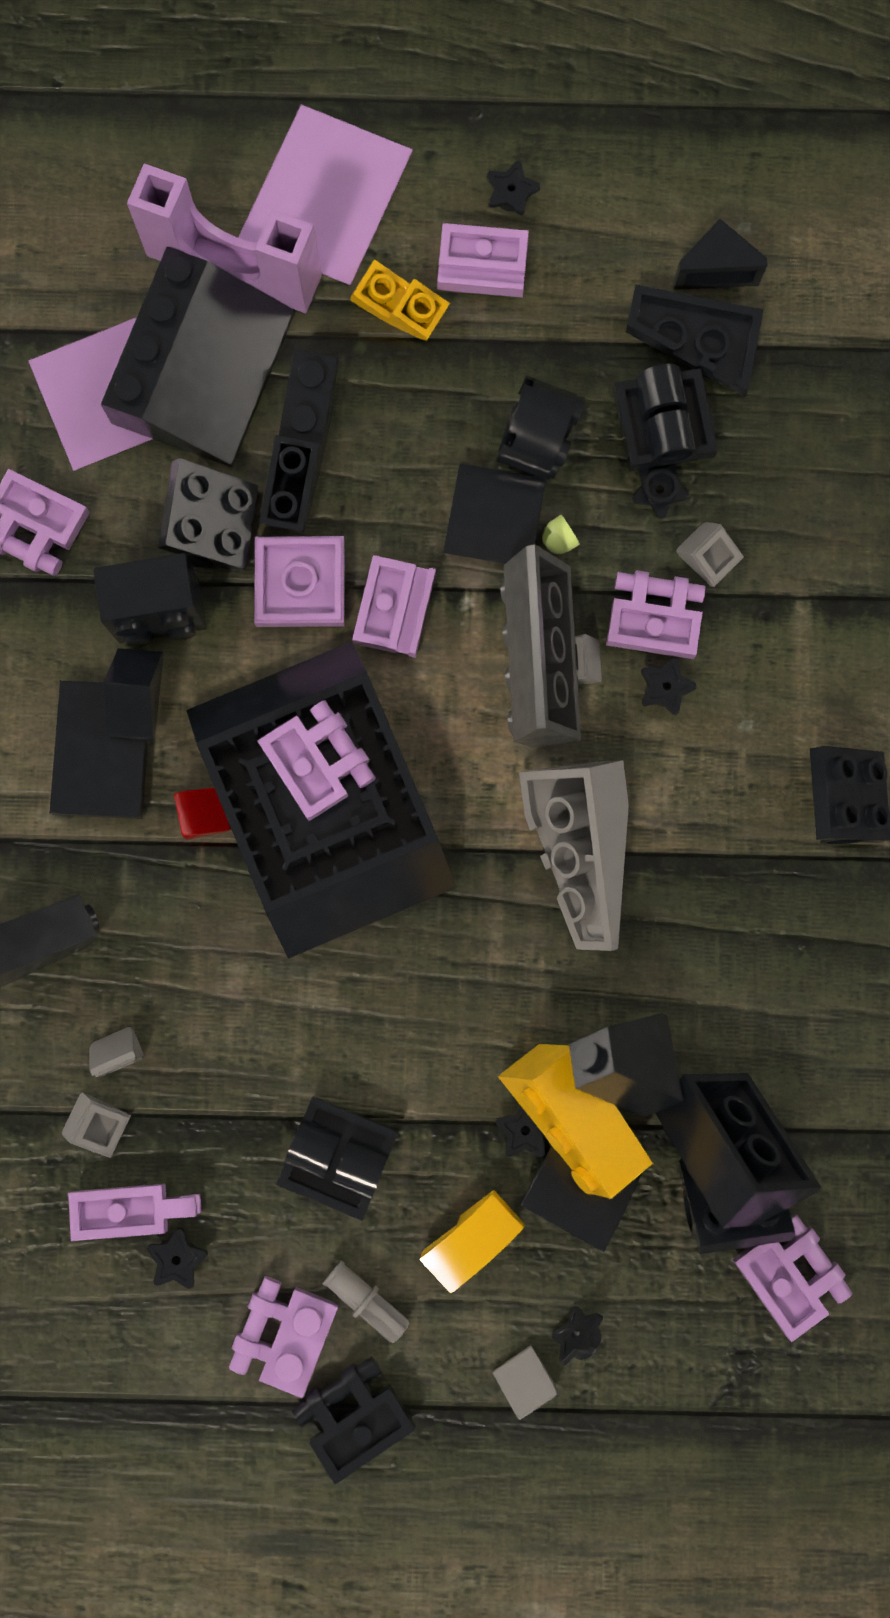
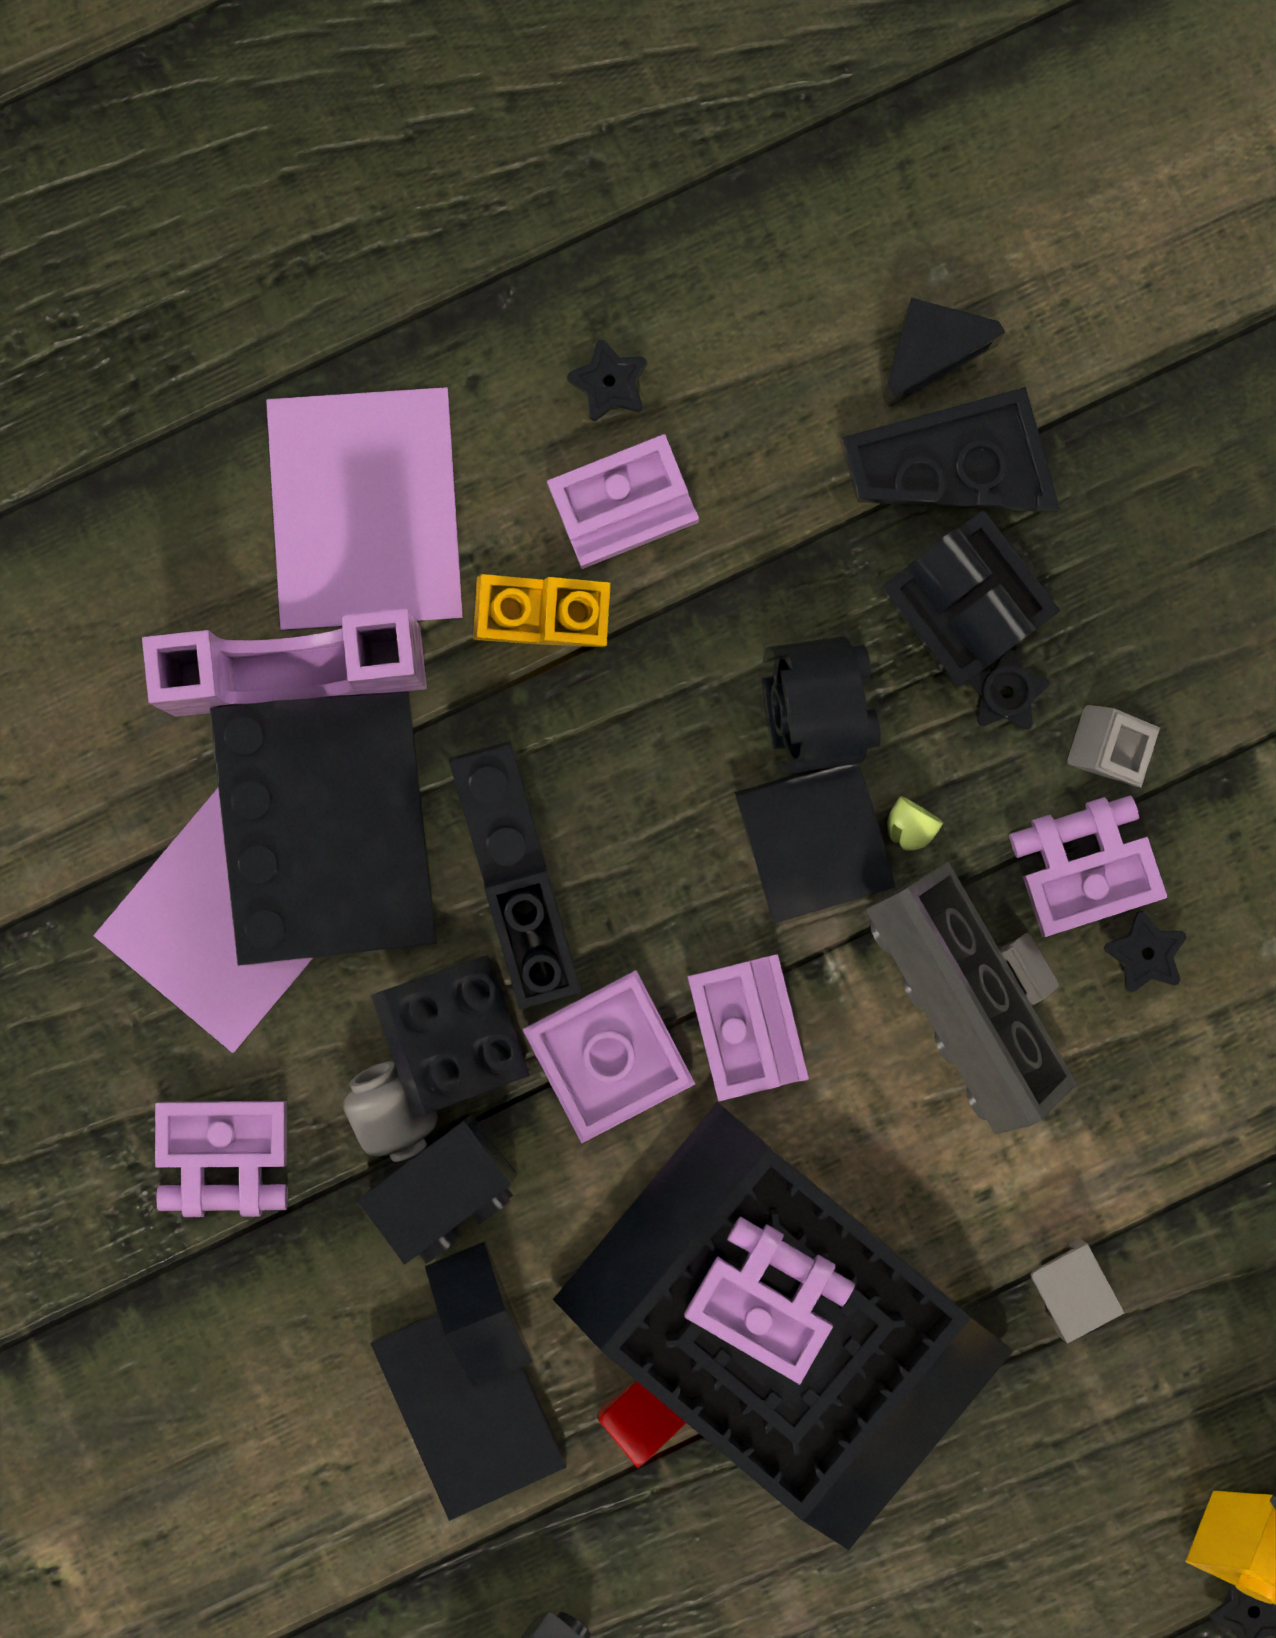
camera: 20 degrees left, 5 degrees up
(140, 538) = (383, 1116): none -> light grey head
(514, 866) = (1076, 1292): none -> light grey panel
(583, 831) = (1135, 1193): light grey wedge -> none

